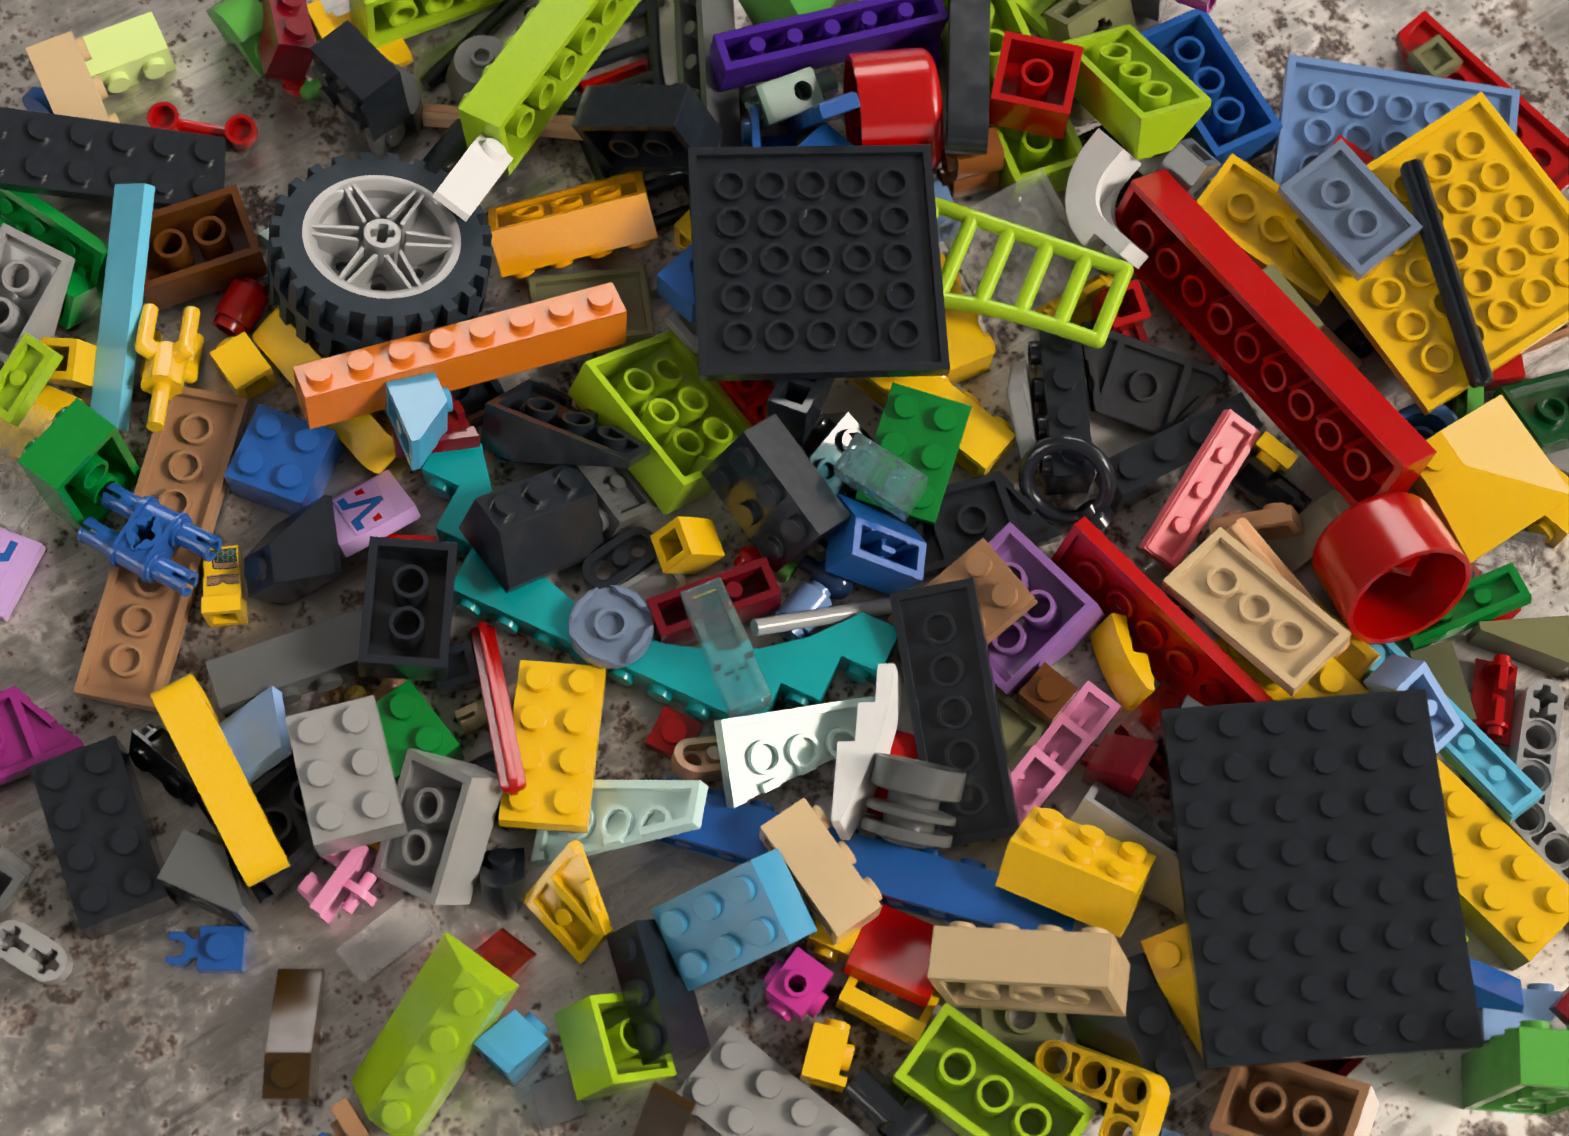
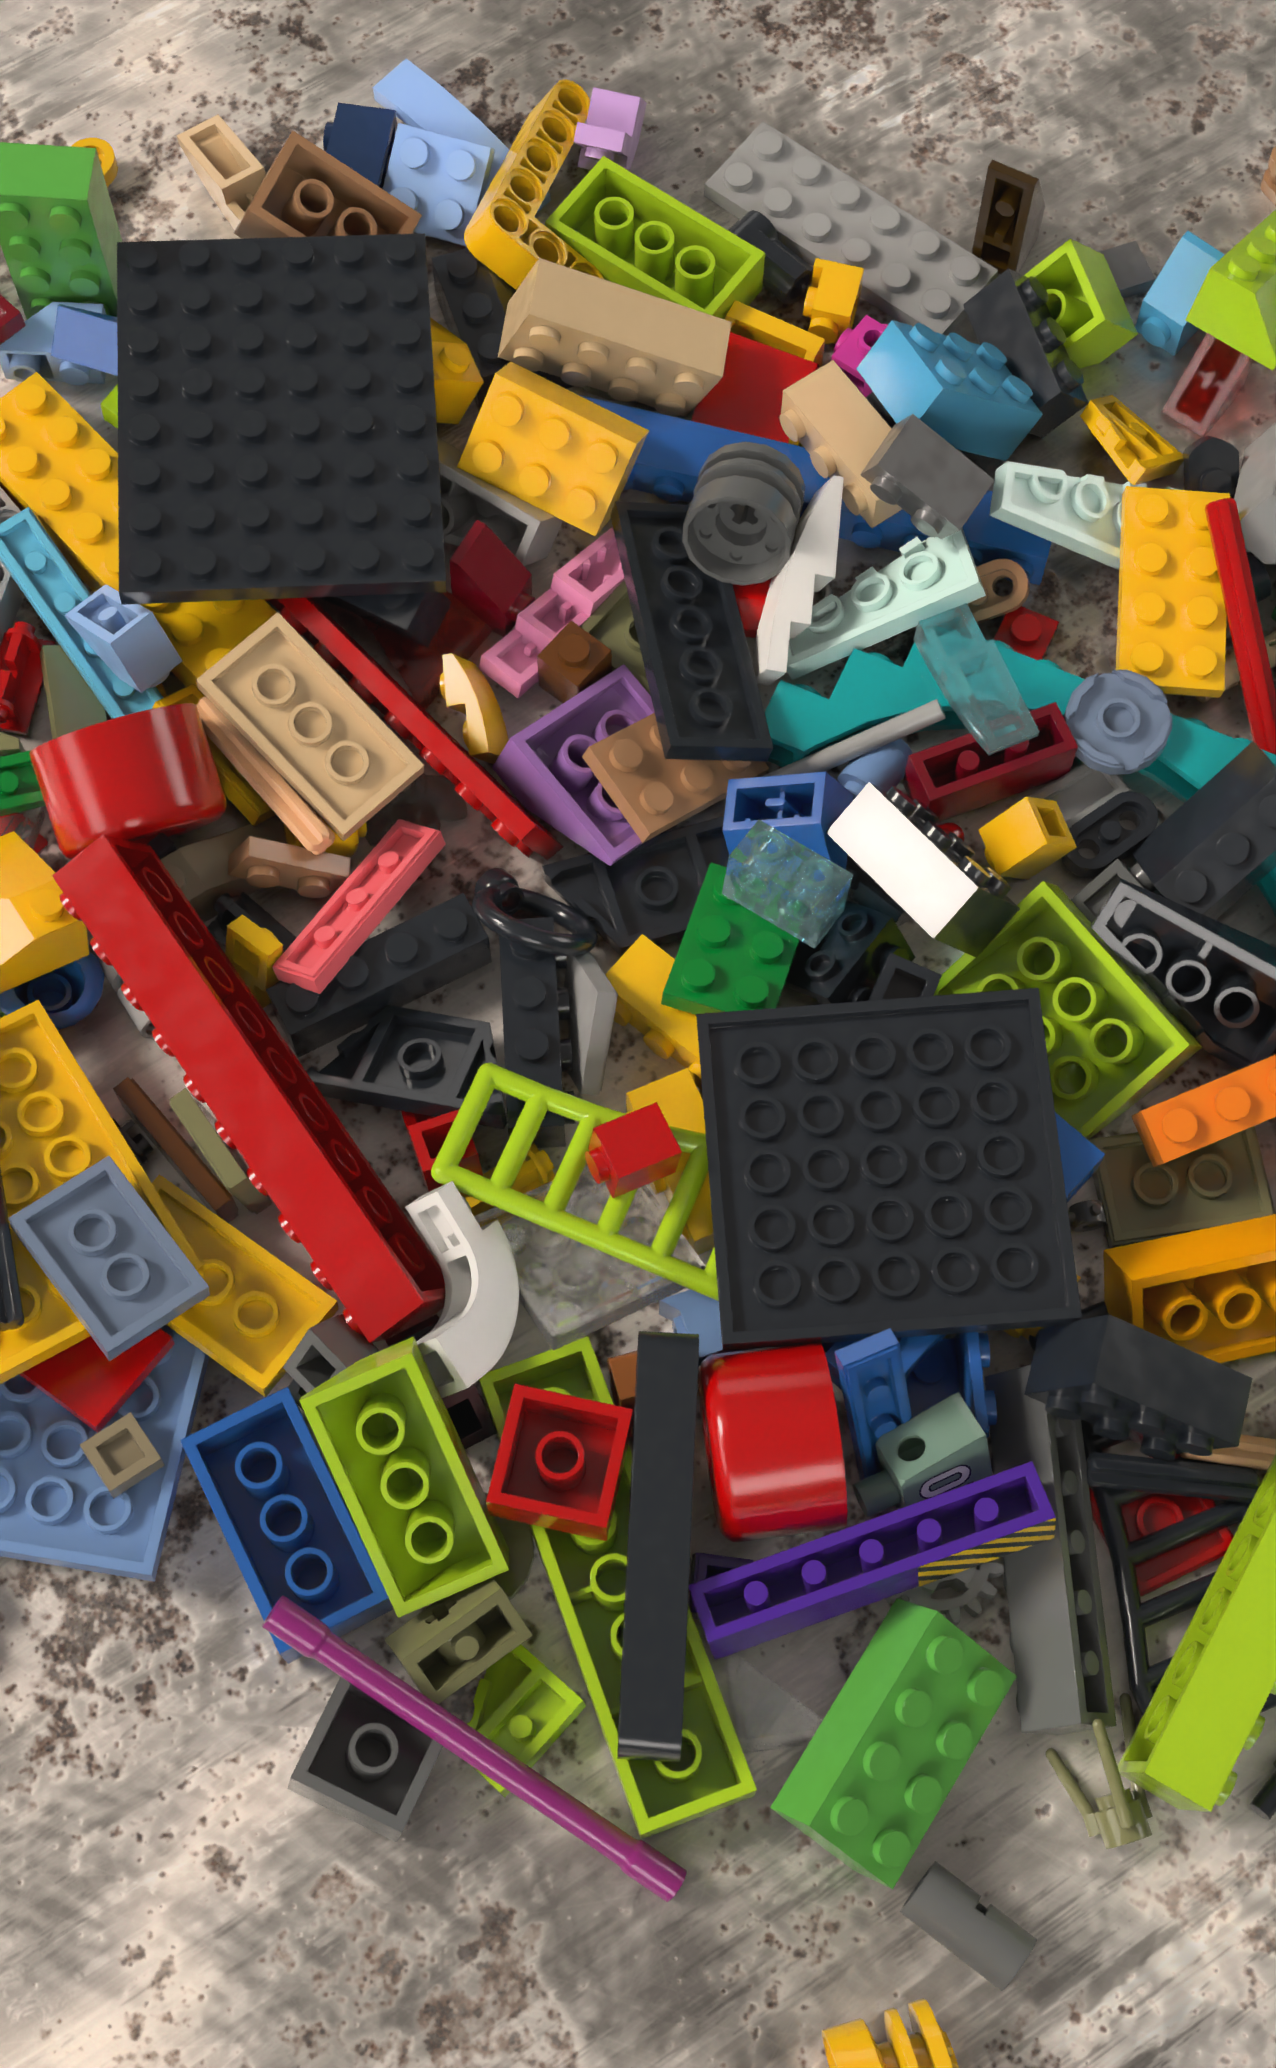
camera: 175 degrees left, 0 degrees up
(763, 802) = (926, 478): none -> flat silver brick
(994, 269) = (633, 1150): none -> red brick
(1319, 122) = (122, 1455): none -> dark tan tile

